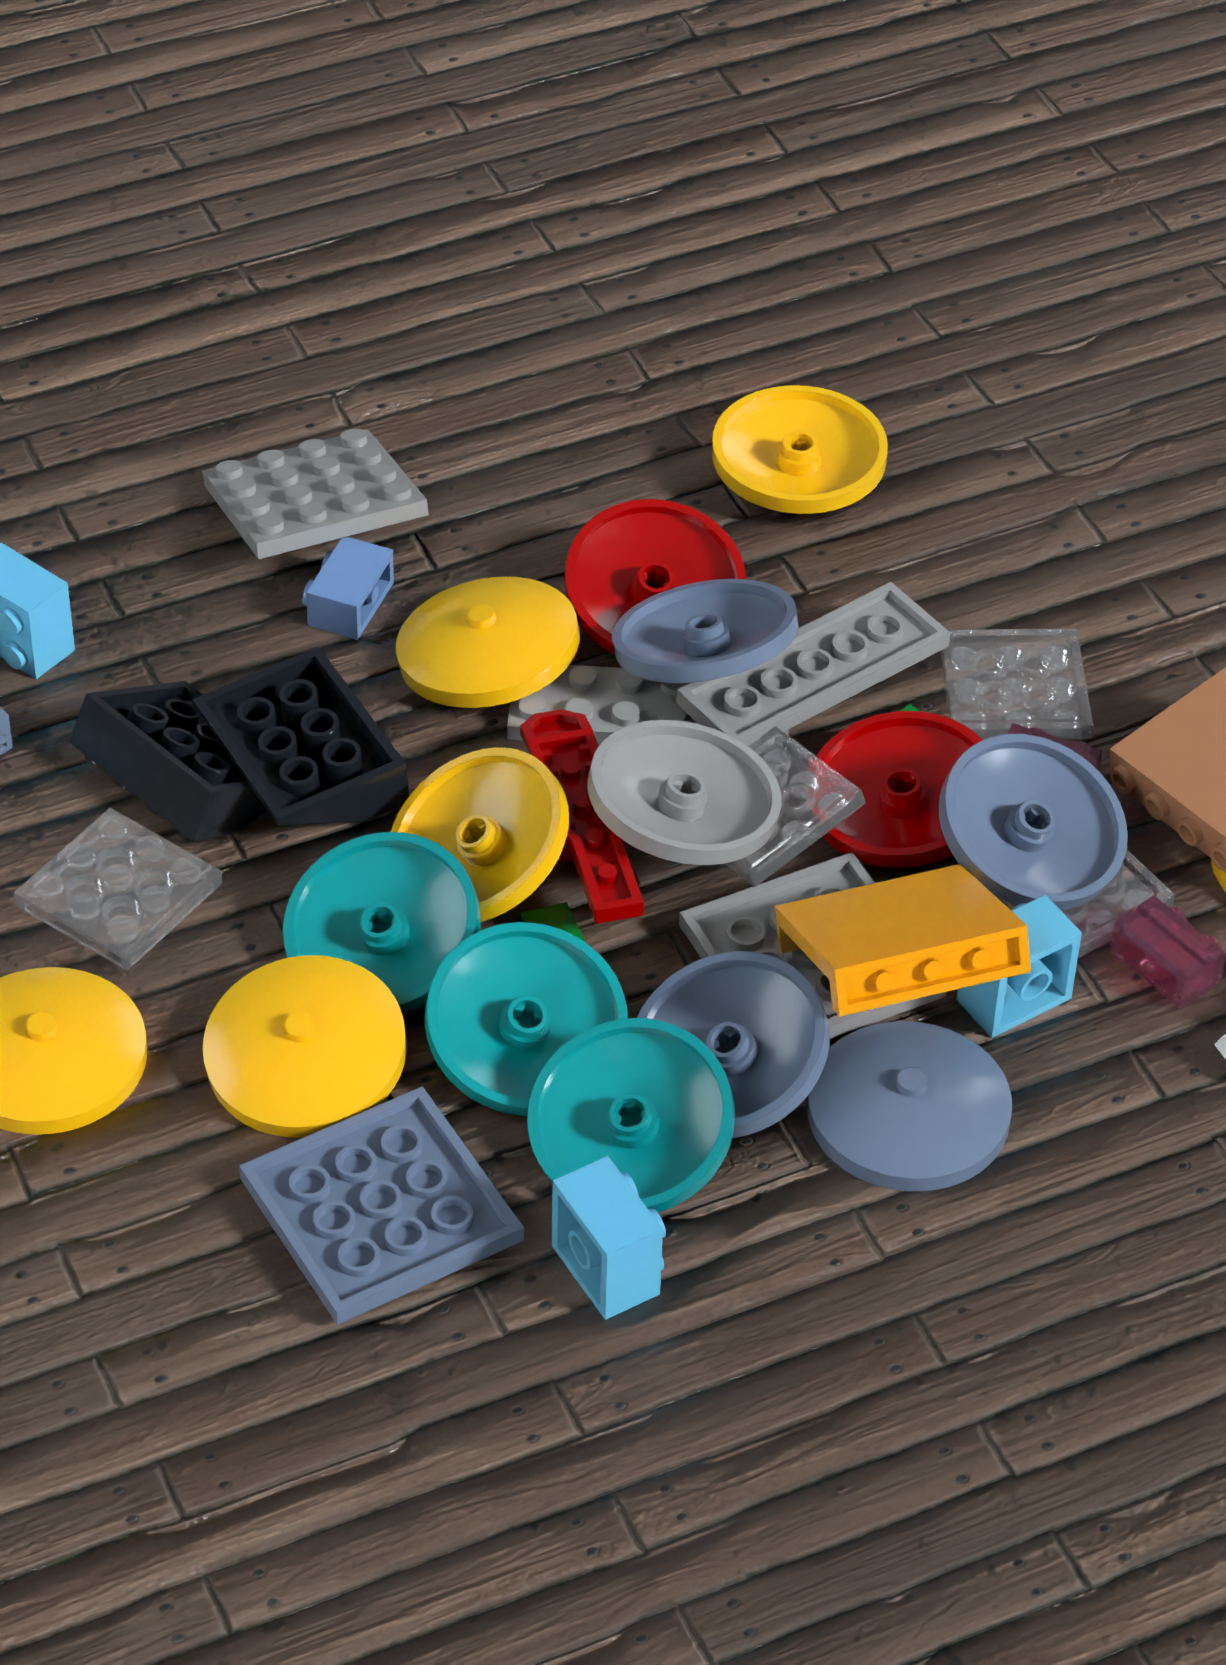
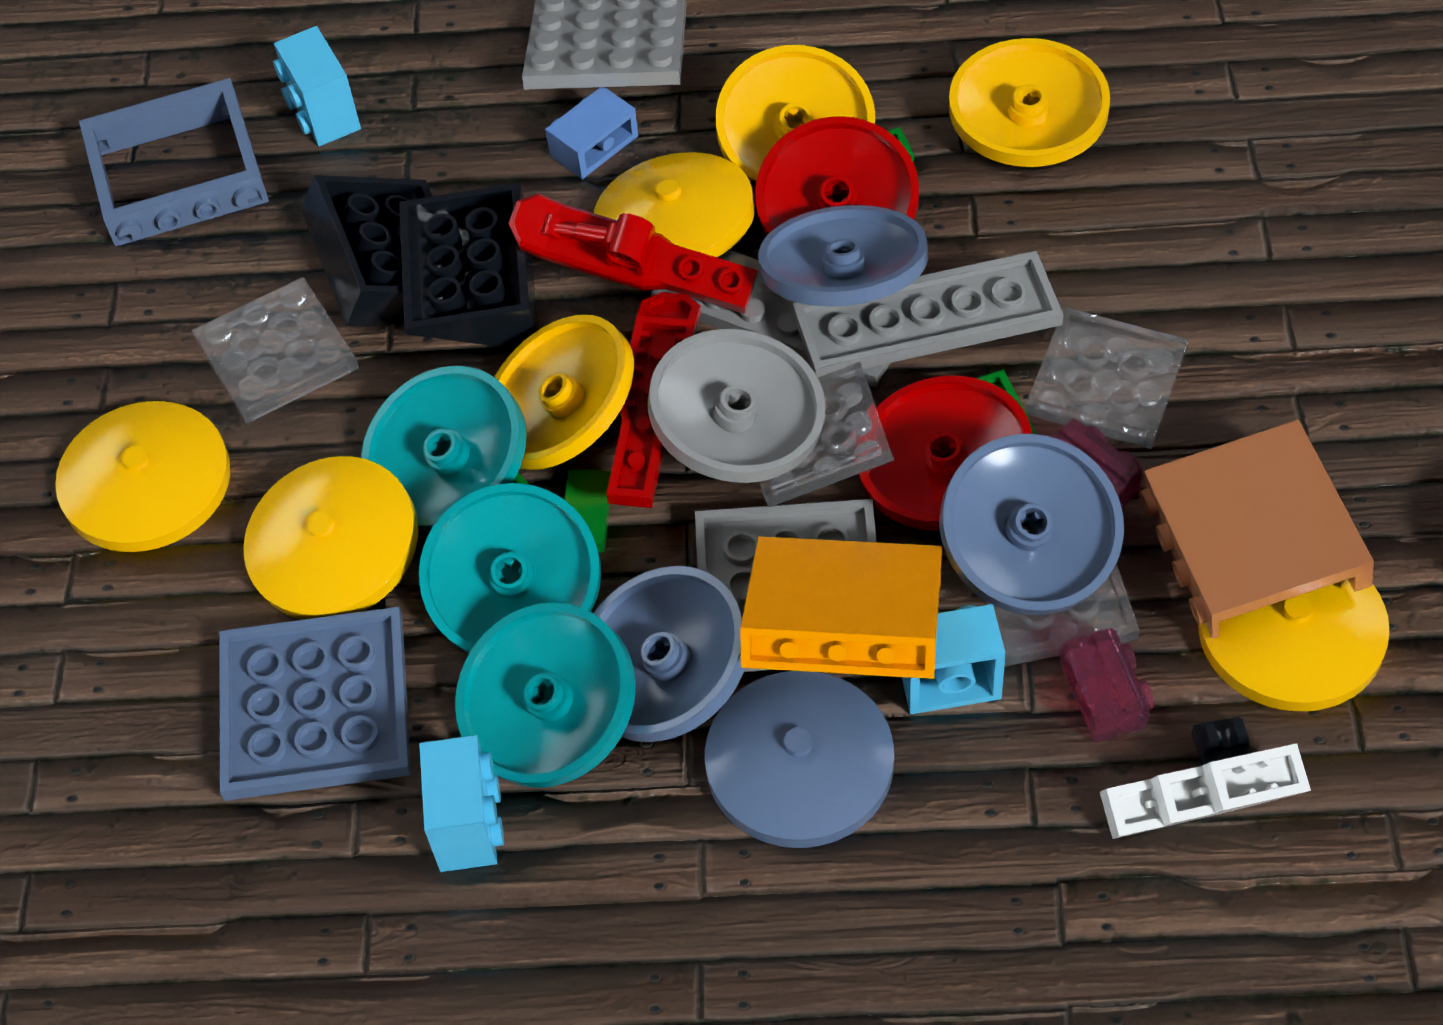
camera: 30 degrees right, 10 degrees up
(477, 684) = (627, 252): none -> red piece
(543, 502) = (780, 92): none -> yellow dish

